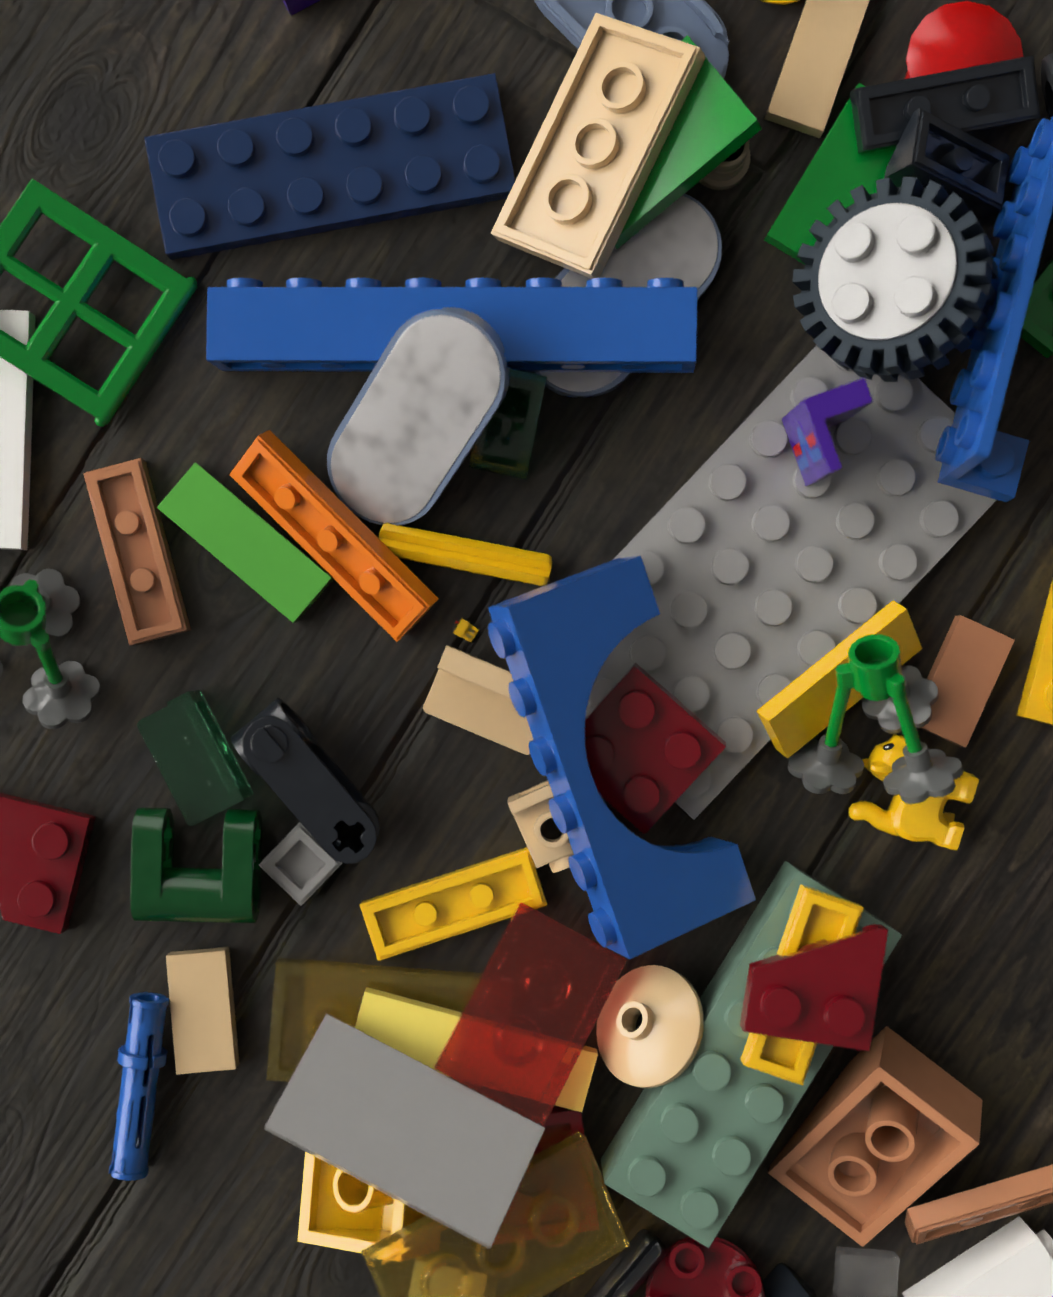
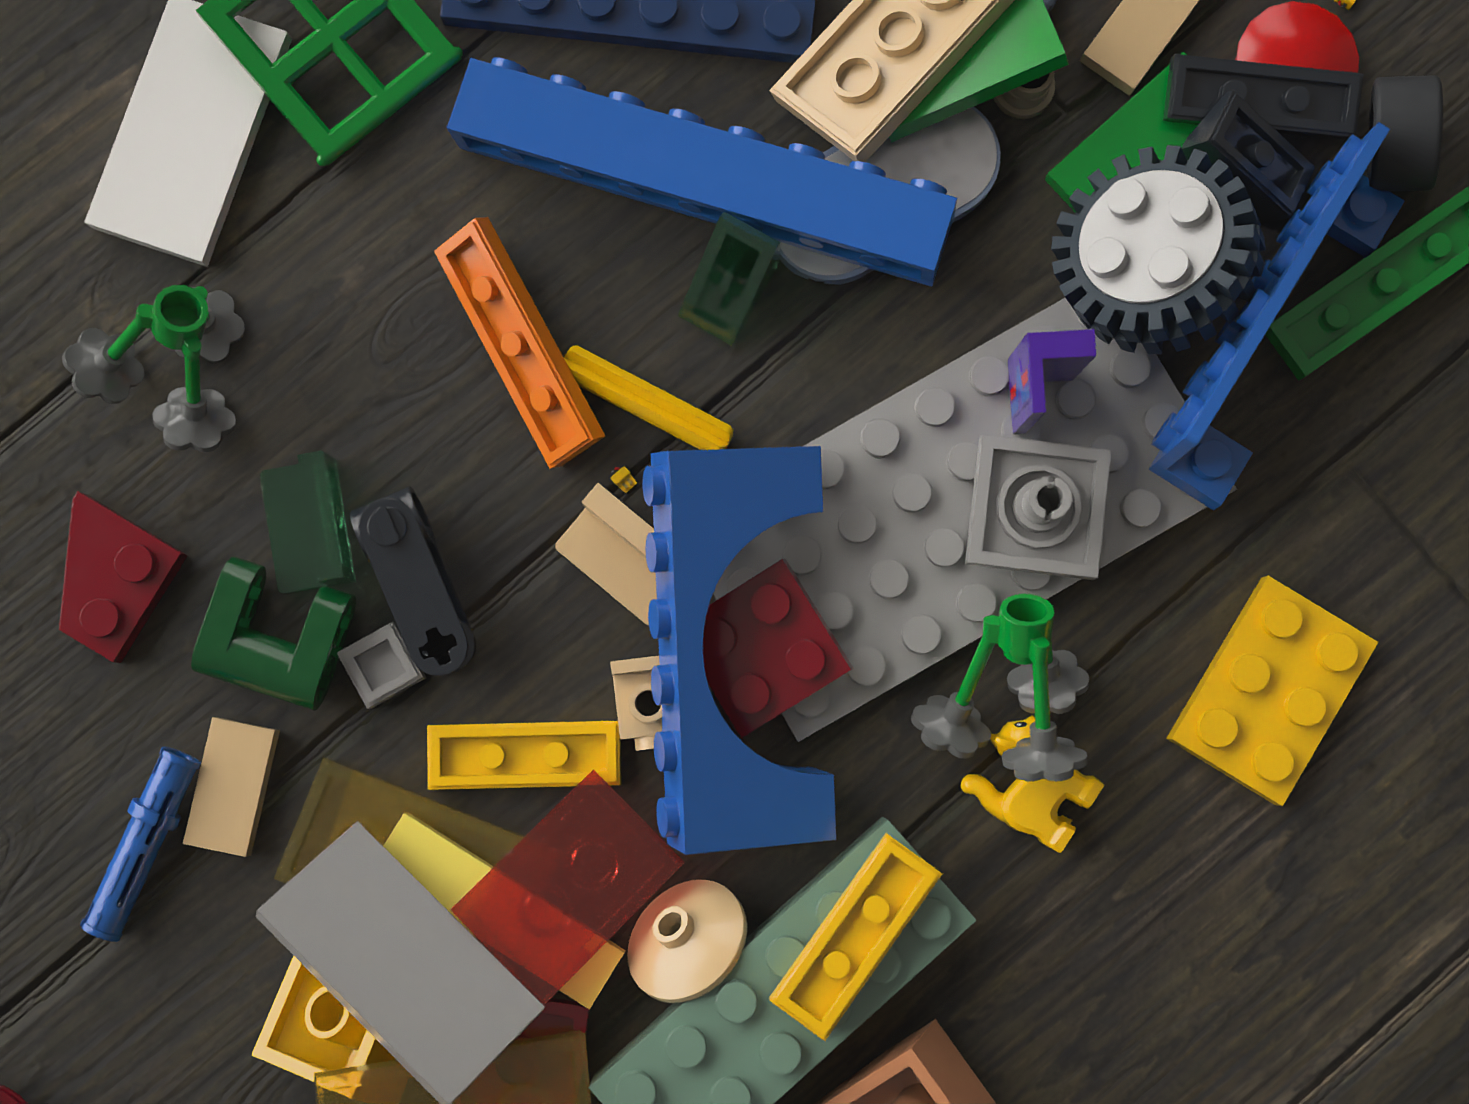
camera: 20 degrees right, 5 degrees down
(137, 551) = (316, 301): nougat tile -> none
(245, 543) = (428, 324): bright green tile -> none
(418, 415) = (639, 245): flat silver tile -> none
(806, 703) = (940, 657): yellow tile -> none
(819, 992) = (869, 944): dark red wing -> none
(850, 548) = (1038, 507): none -> light grey plate
(965, 678) = (1121, 682): nougat tile -> none

